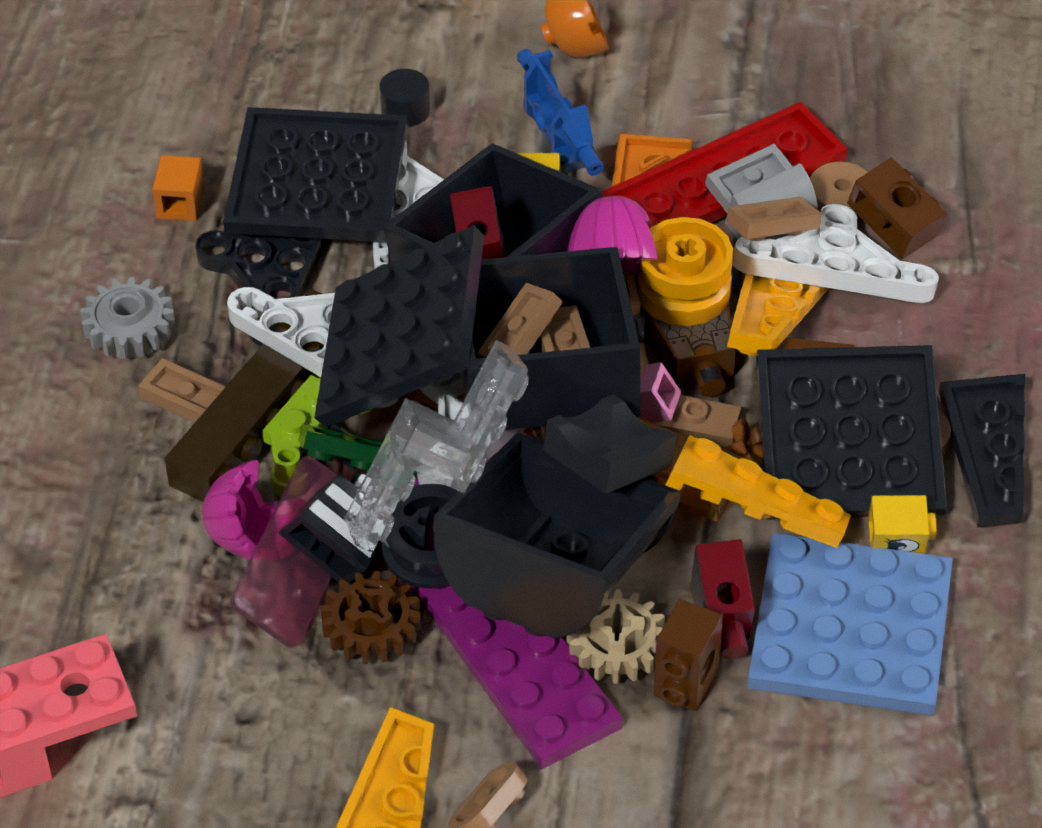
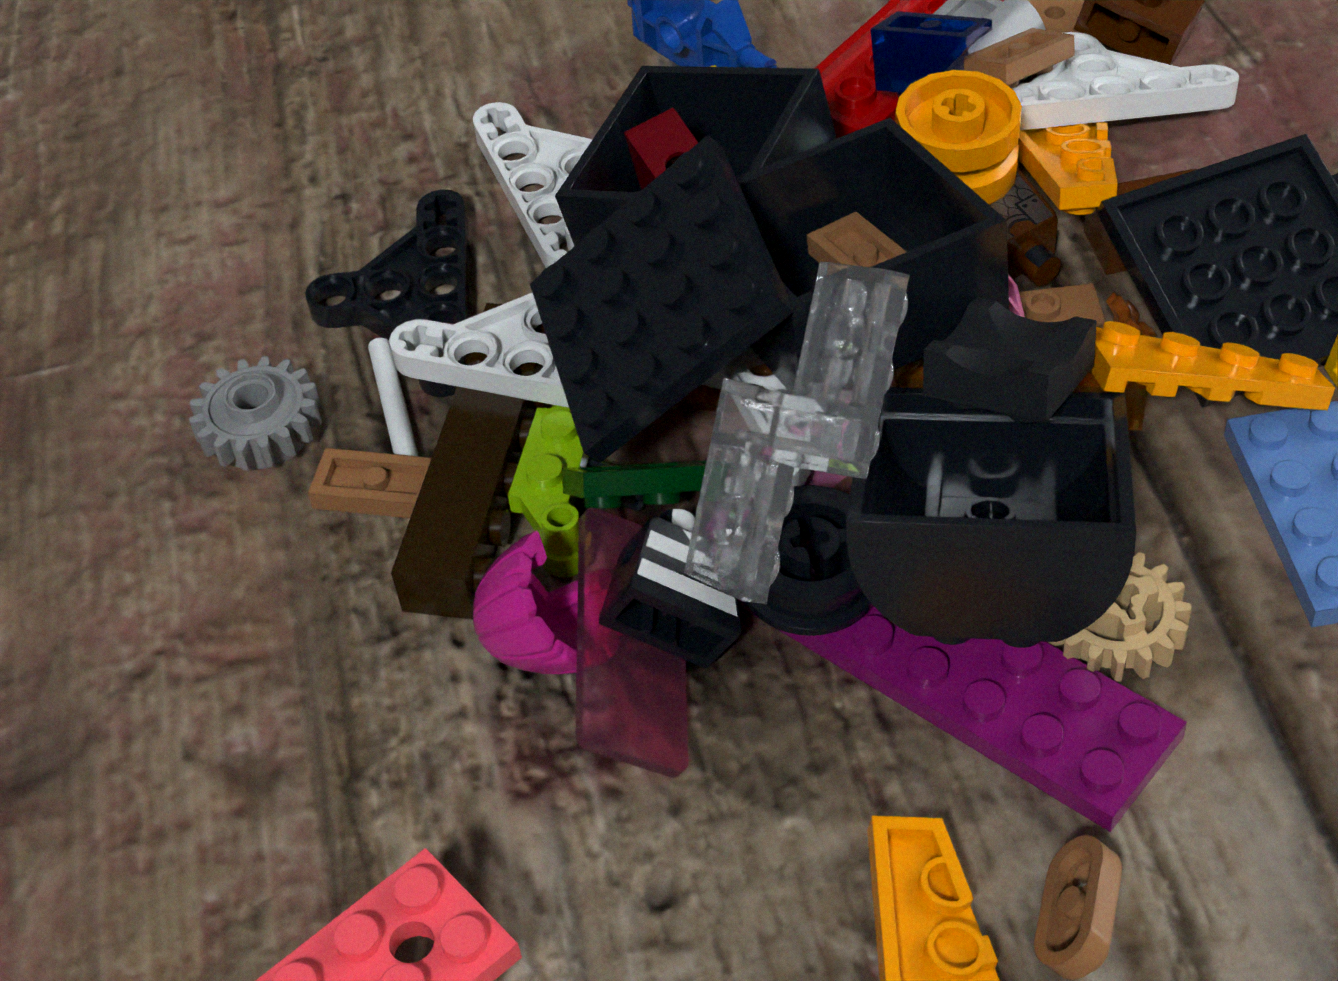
camera: 15 degrees left, 0 degrees up
(178, 188) = (254, 240): orange brick -> none
(222, 343) = (392, 398): none -> white bar
(316, 174) = (428, 174): black plate -> none
(371, 617) = (774, 698): reddish brown gear -> none
(407, 94) = (489, 65): black piece -> none
(523, 320) = (809, 234): medium nougat plate -> none
(615, 223) = (856, 99): dark pink hair -> none
(642, 153) = (809, 43): orange tile -> none
(687, 655) = (1239, 605): reddish brown brick -> none
(703, 189) = (922, 44): none -> clear blue slope
(723, 586) = (1230, 515): dark red torso -> none

